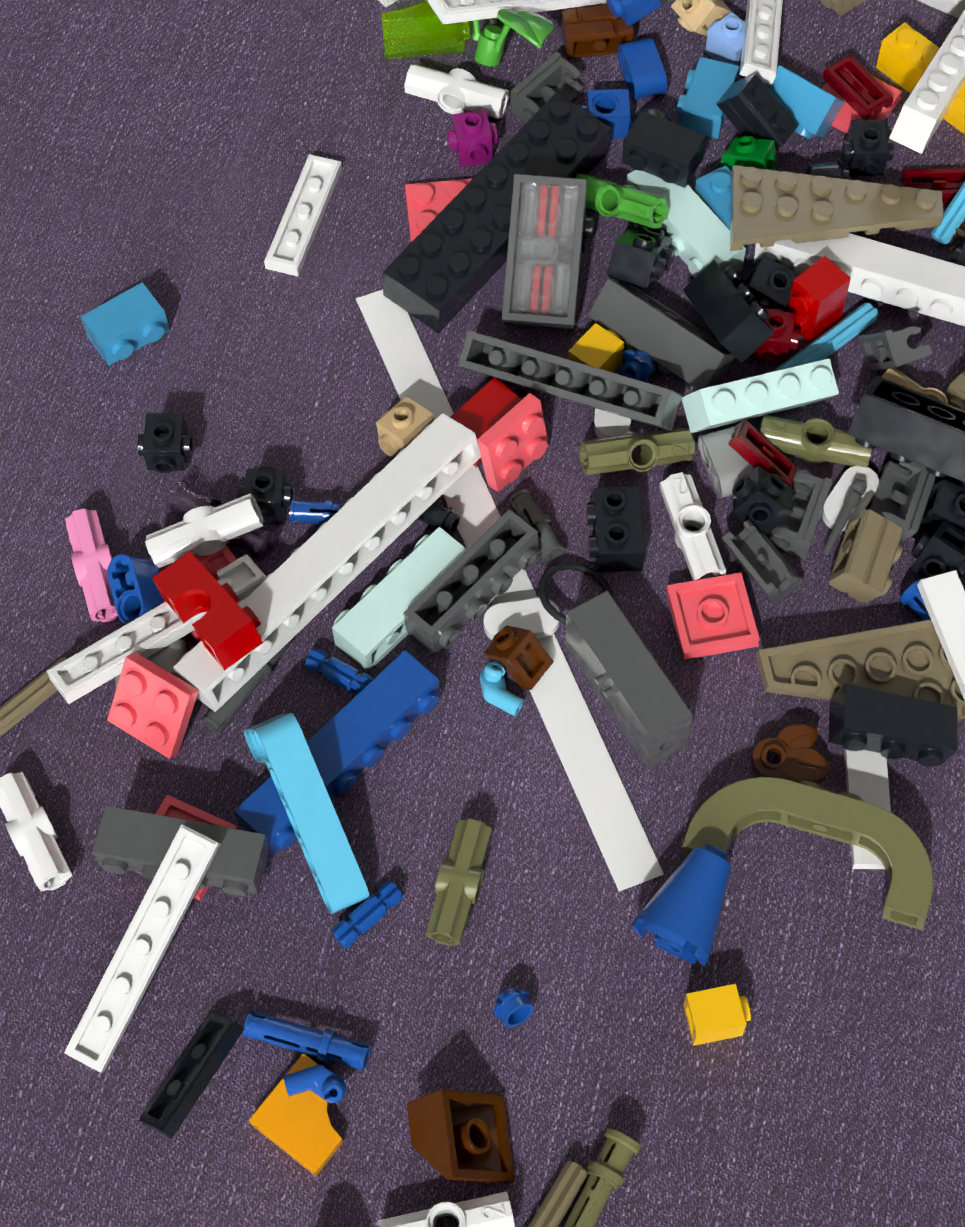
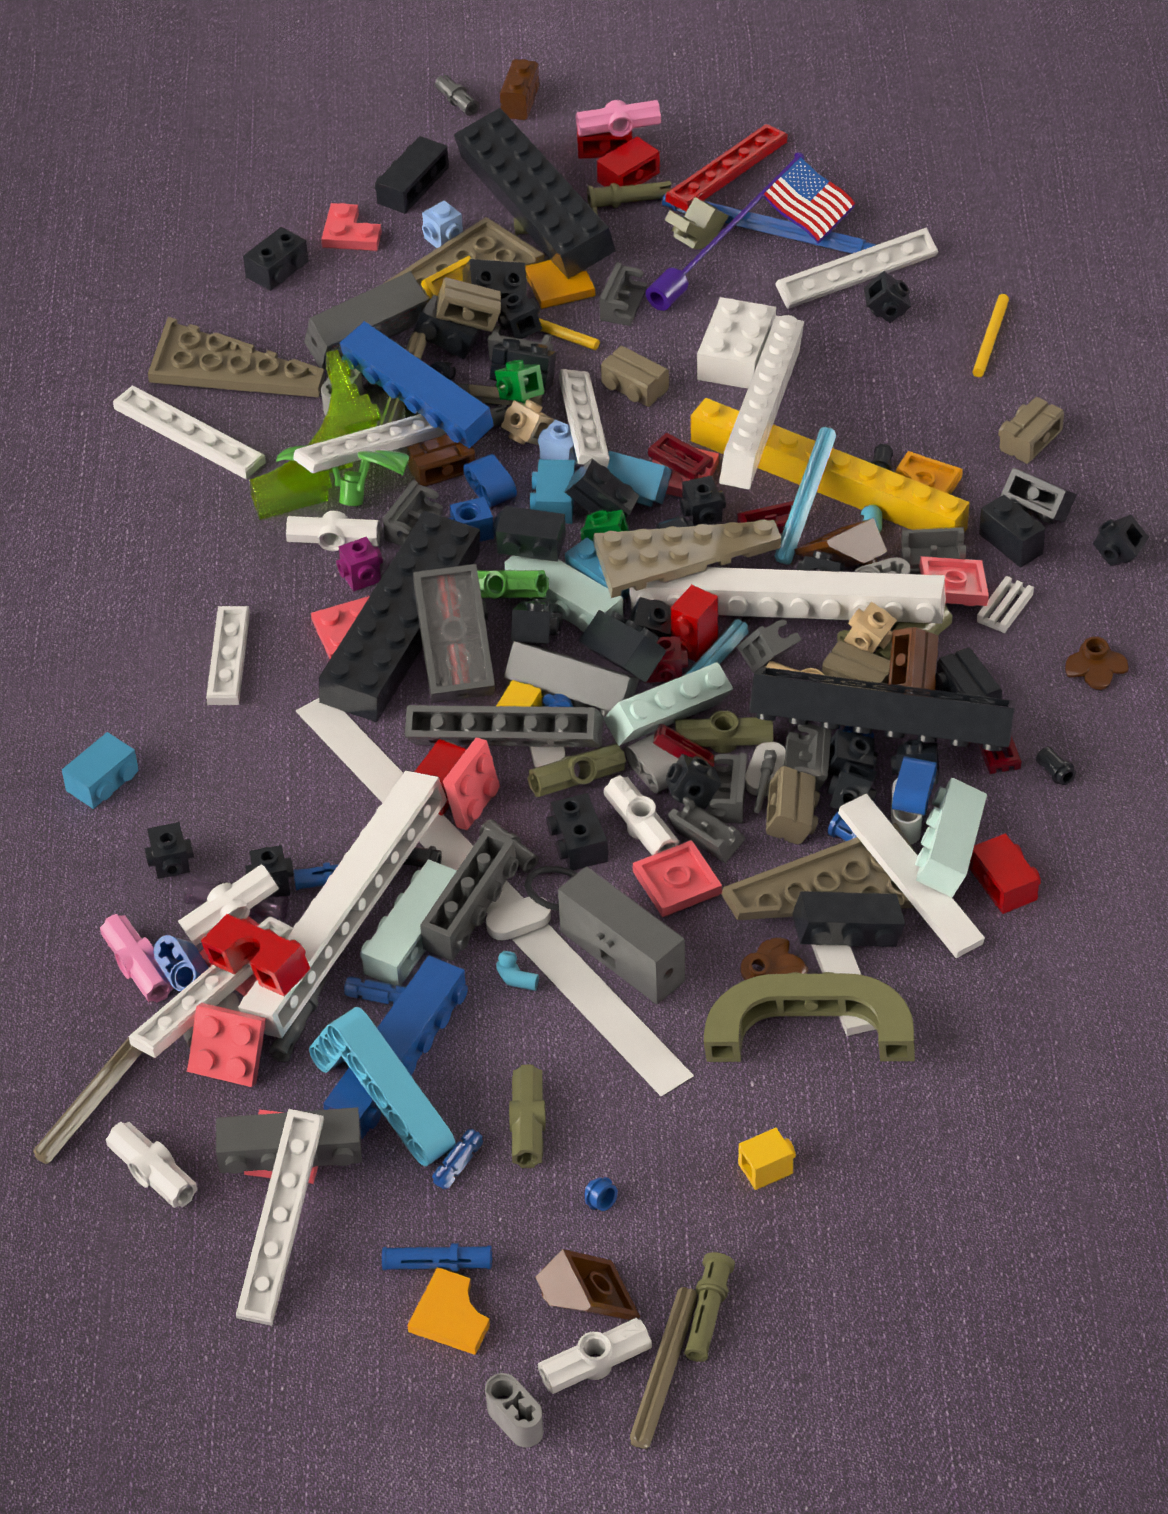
camera: 15 degrees left, 15 degrees down
(191, 1074) = (348, 1304): black tile -> none
(318, 1080) = (456, 1279): blue arm -> none
(402, 425) = (371, 792): tan brick -> none
(520, 655) = (527, 939): reddish brown bracket -> none
(688, 906) = (720, 1085): blue cone -> none

